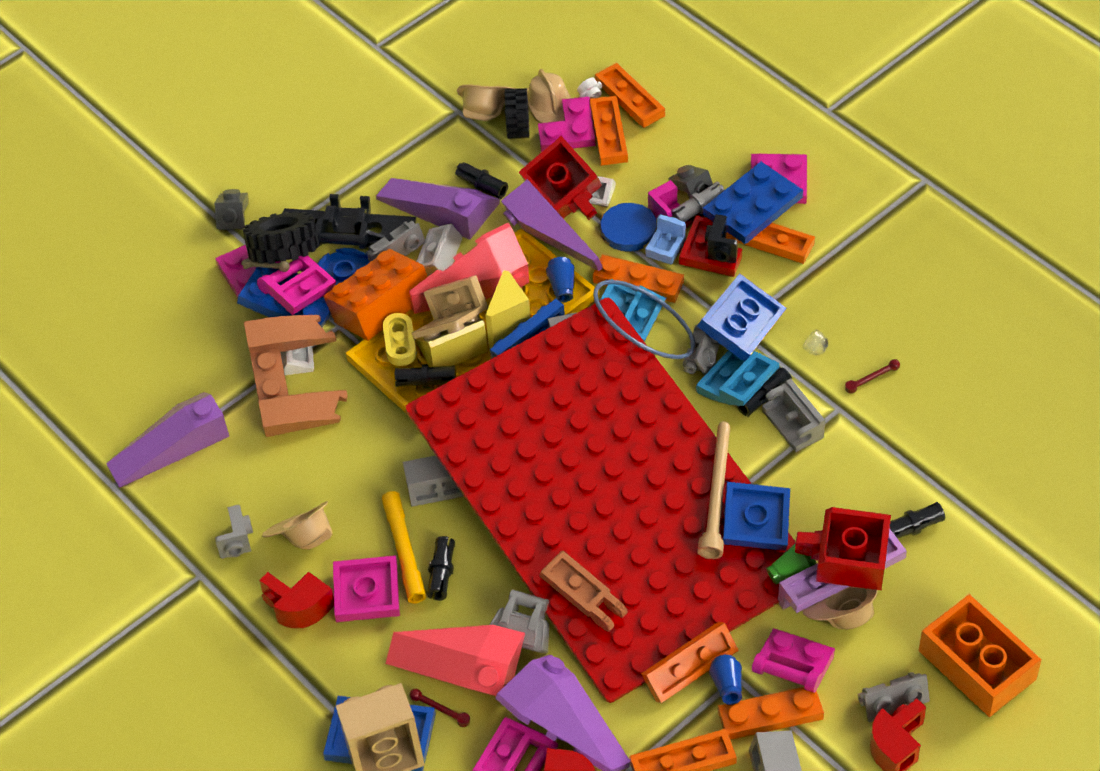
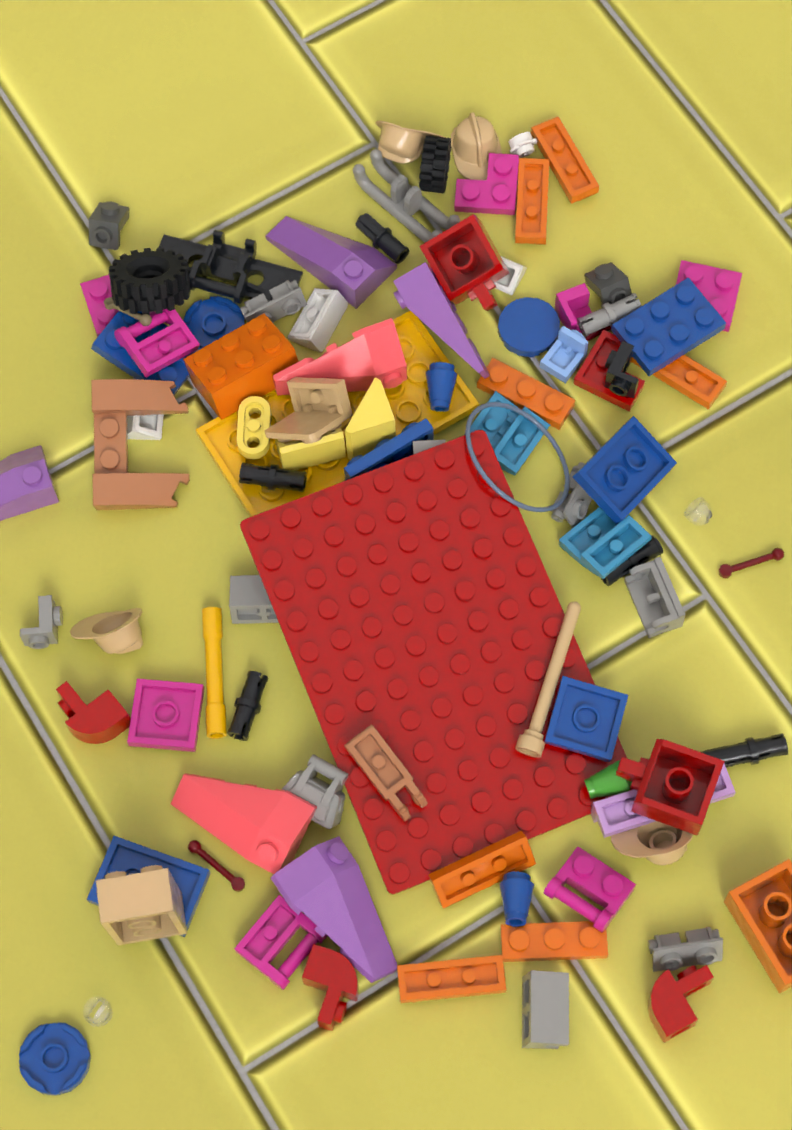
camera: 10 degrees right, 15 degrees up
(495, 147) = (404, 199): none -> light grey piece

